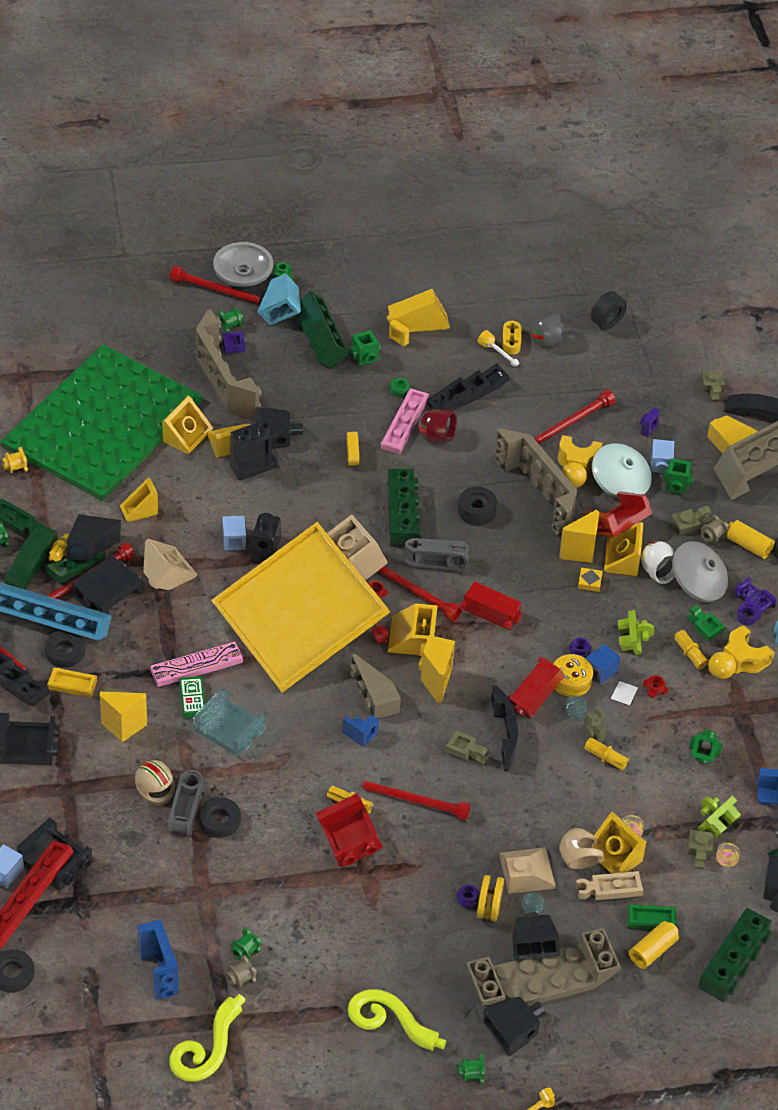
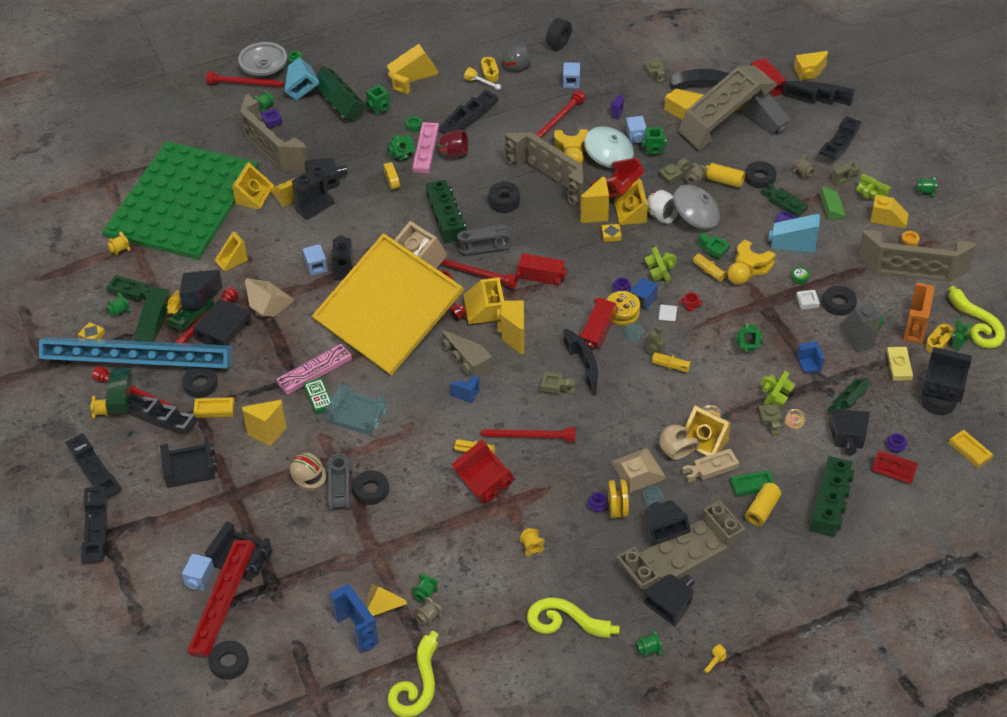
camera: 10 degrees left, 0 degrees up
(194, 947) = (381, 600): none -> yellow slope
(379, 923) = (532, 542): none -> yellow brick
(381, 414) = (400, 146): none -> green brick
(607, 368) = (571, 75): none -> light blue brick
(754, 602) = (745, 221): dark purple piece -> none

